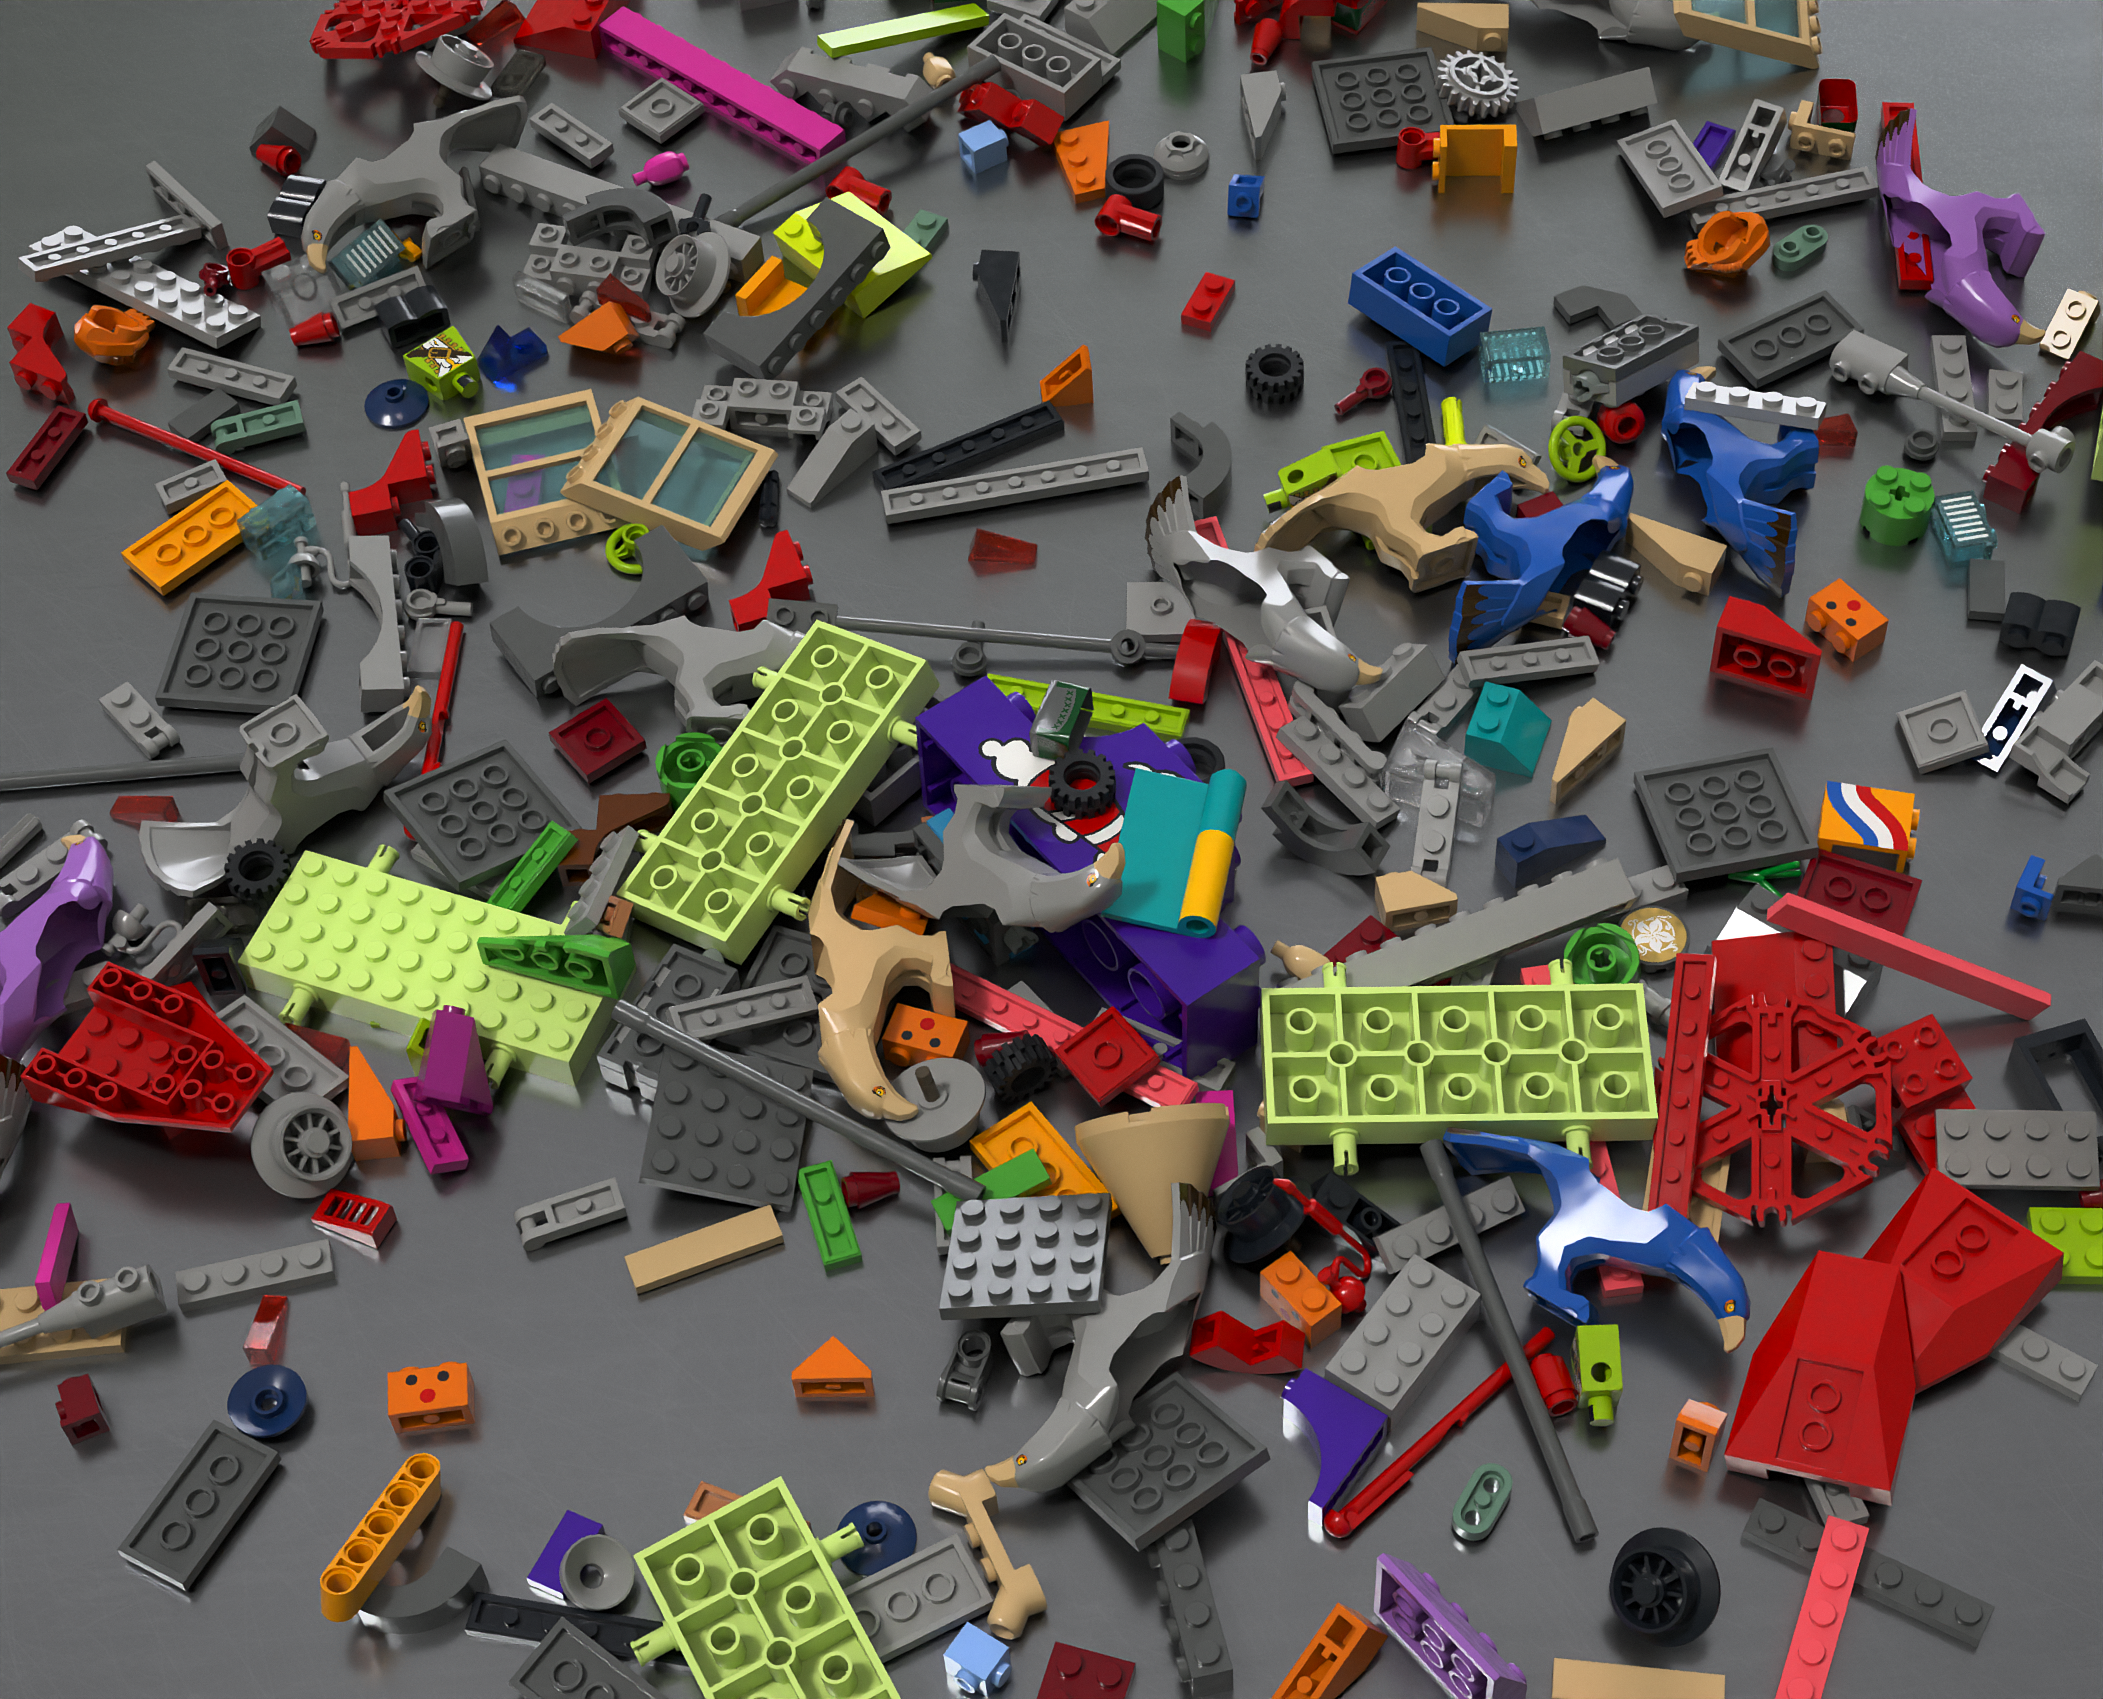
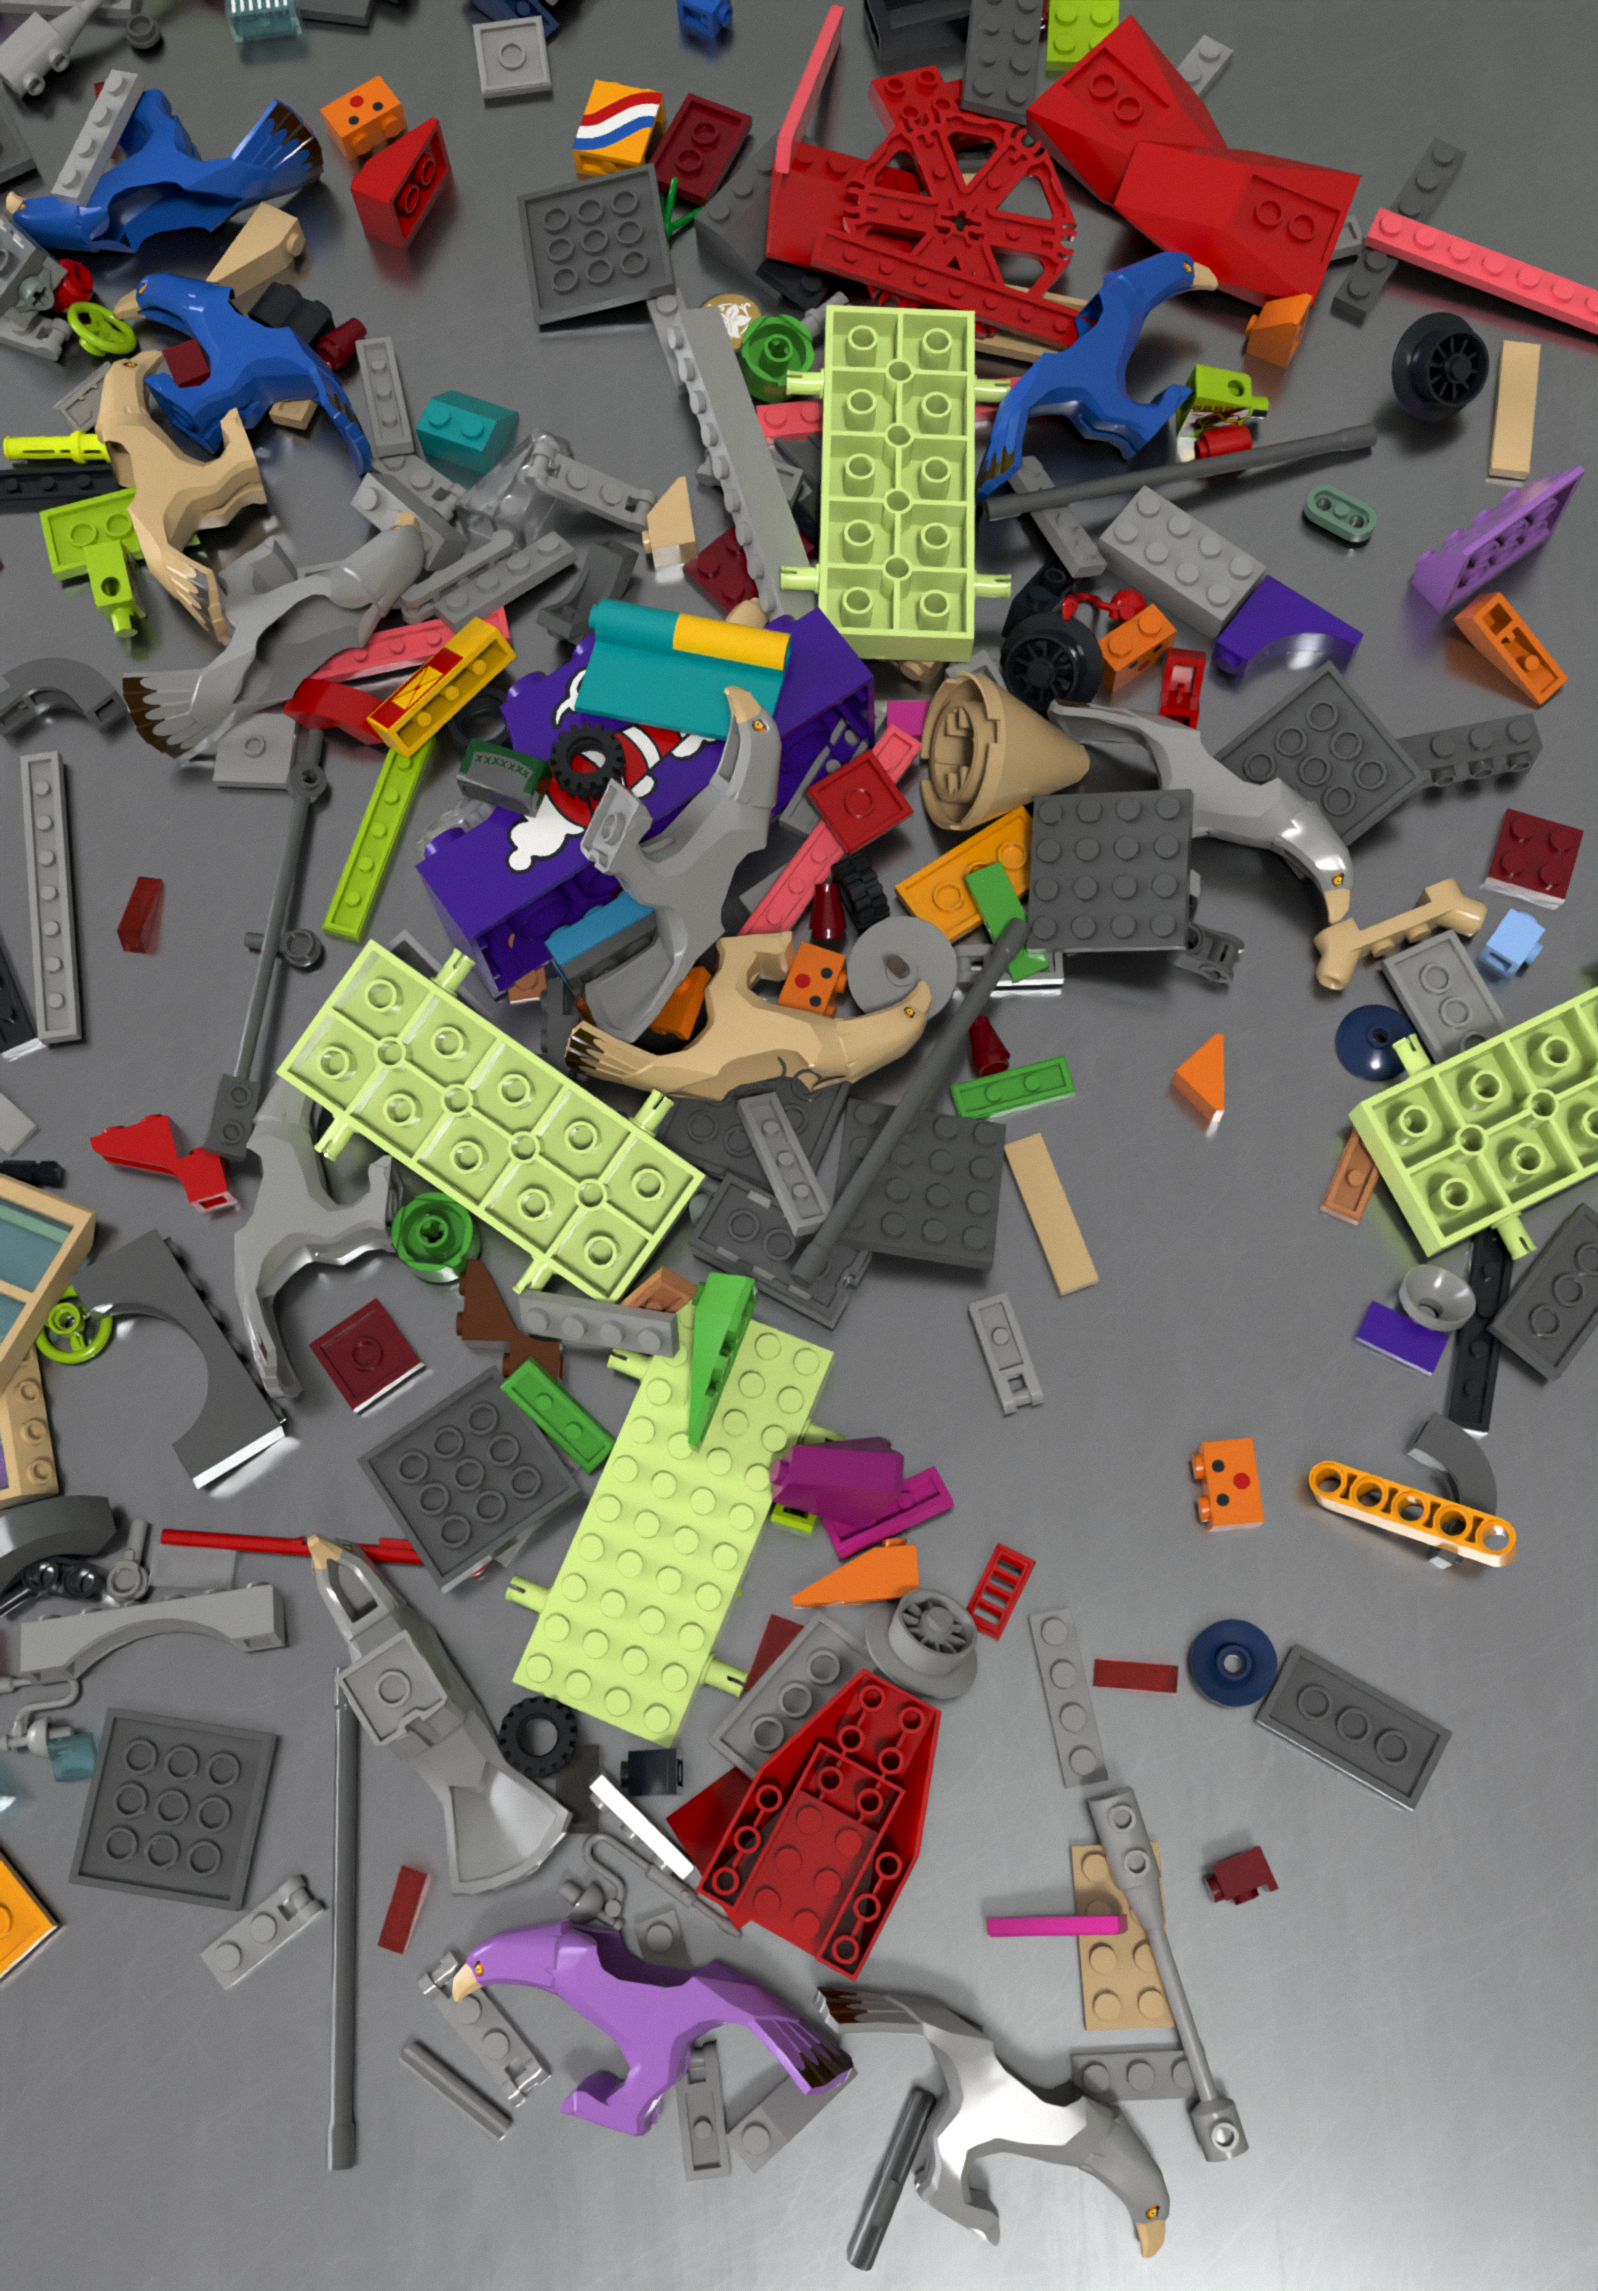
camera: 85 degrees left, 20 degrees up
(1213, 724) = (441, 687): none -> yellow brick
(1397, 1474) = (1308, 580): red bar -> none
(1544, 847) = (616, 405): dark blue slope -> none
(1590, 738) = (494, 360): tan slope -> none
(1897, 505) = (225, 55): bright green brick -> none

